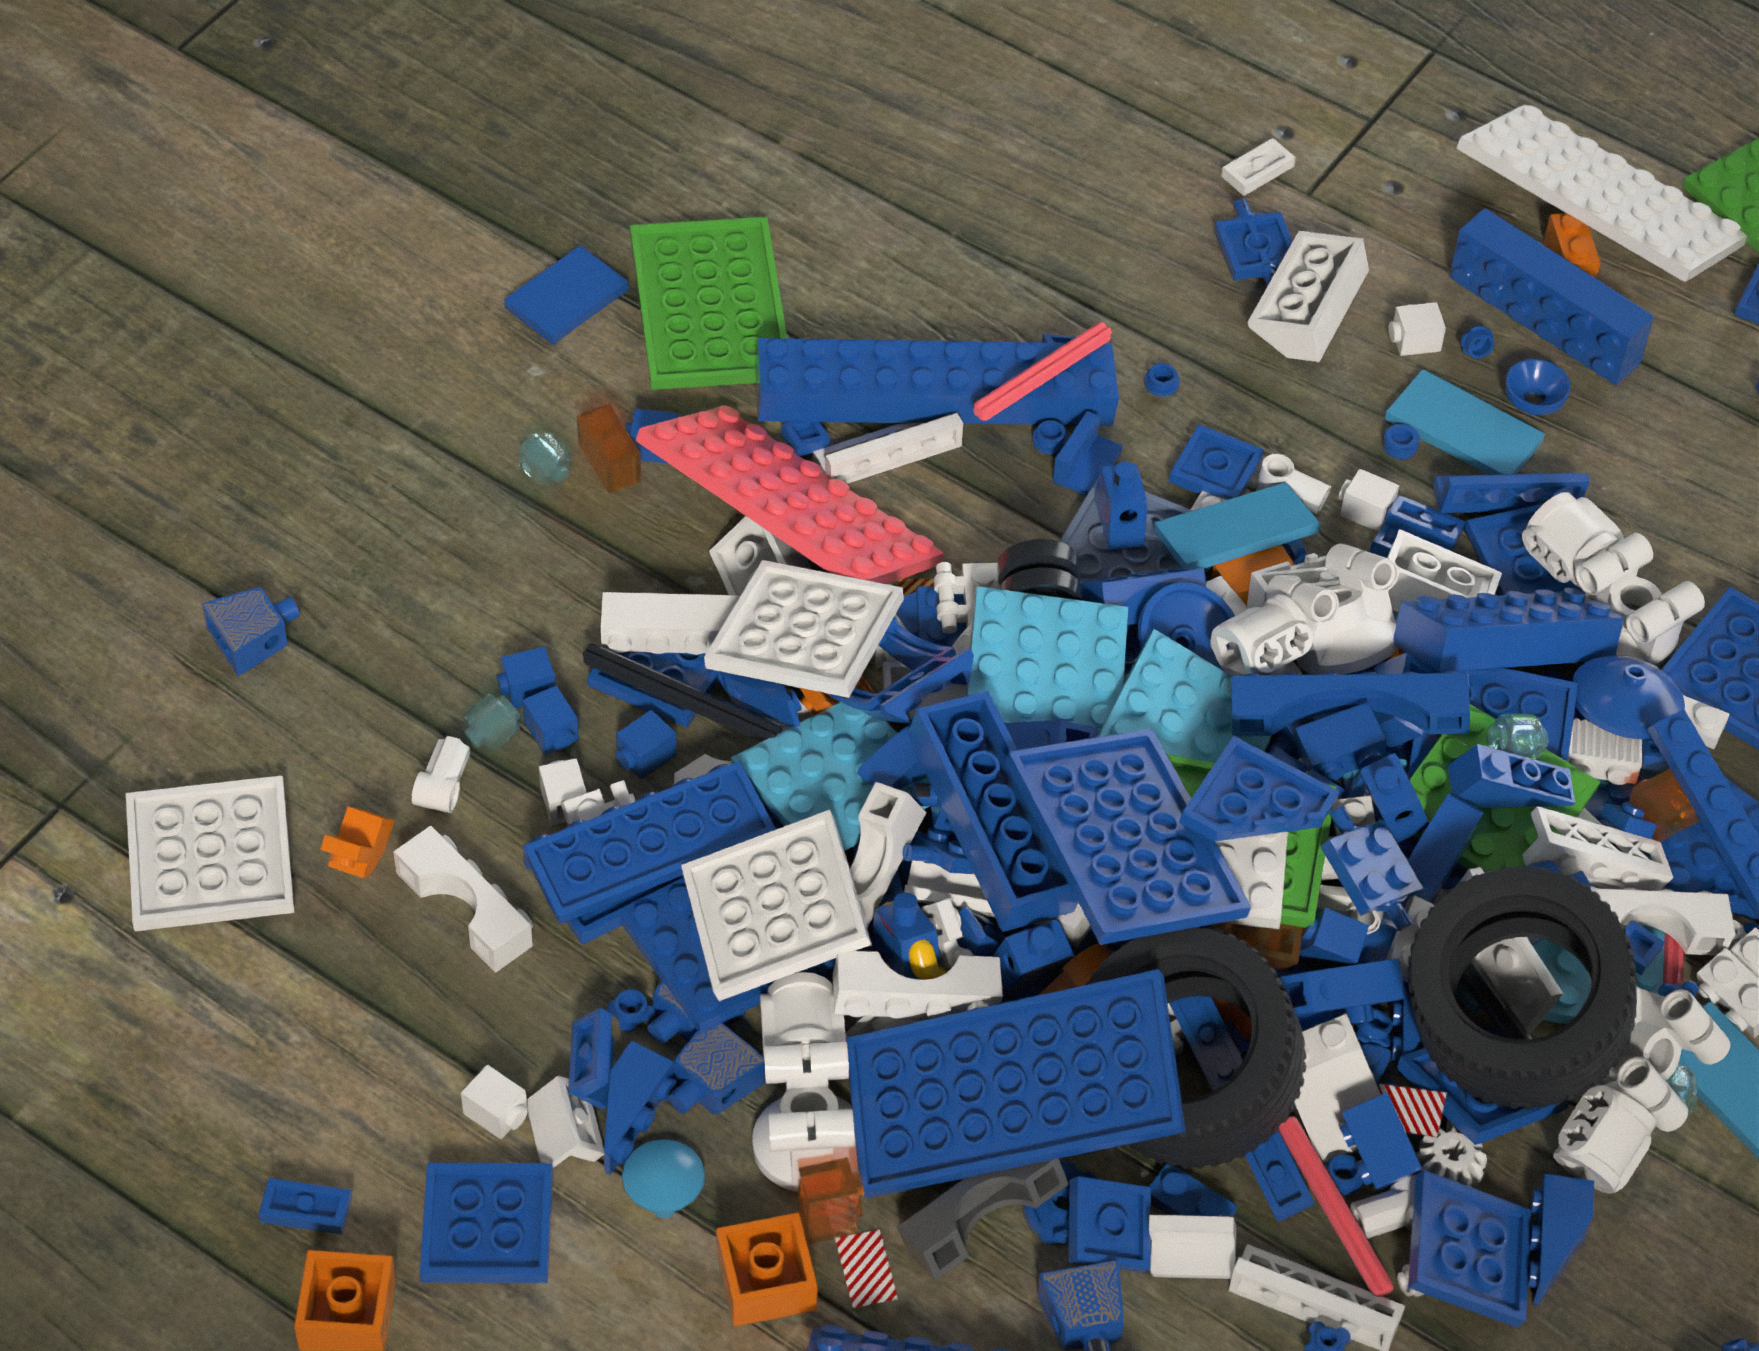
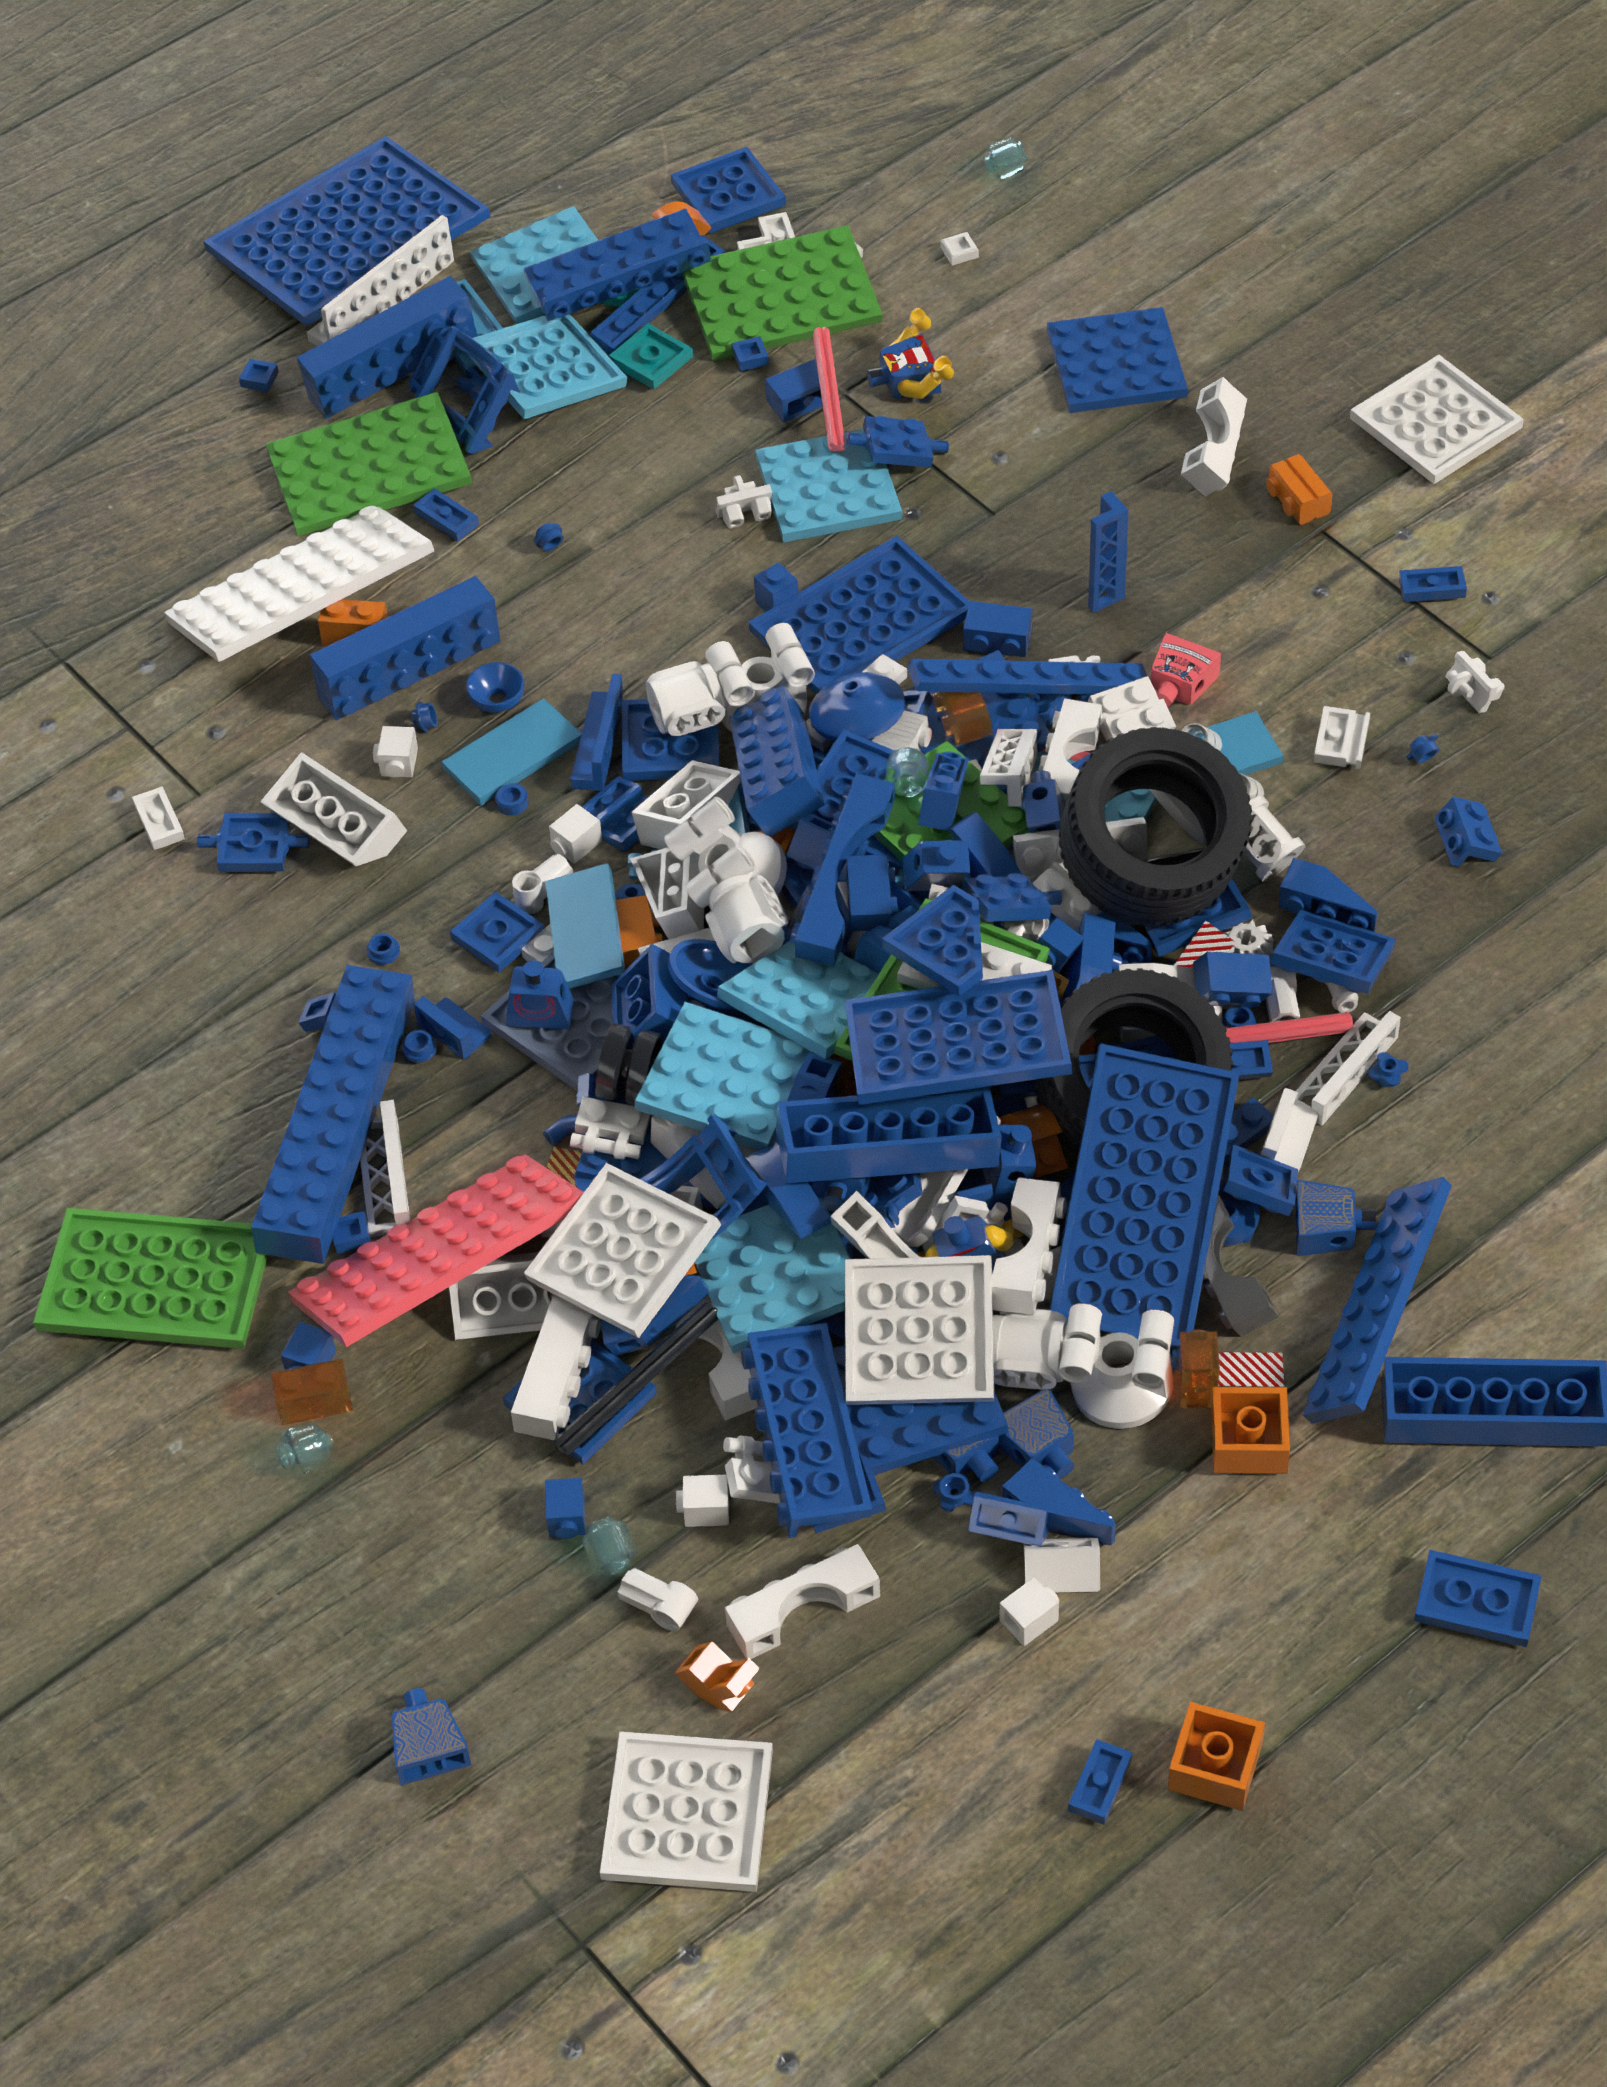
camera: 70 degrees left, 0 degrees up
(486, 1223) = (1149, 1639): blue plate -> none
(550, 720) = (623, 1495): blue brick -> none
(566, 294) = (91, 1399): blue tile -> none
(645, 744) = (672, 1425): blue brick -> none
(663, 1176) = (1131, 1497): dark azure dish -> none
(1042, 371) = (374, 1016): coral axle -> none
(1629, 819) = (975, 739): blue plate -> none

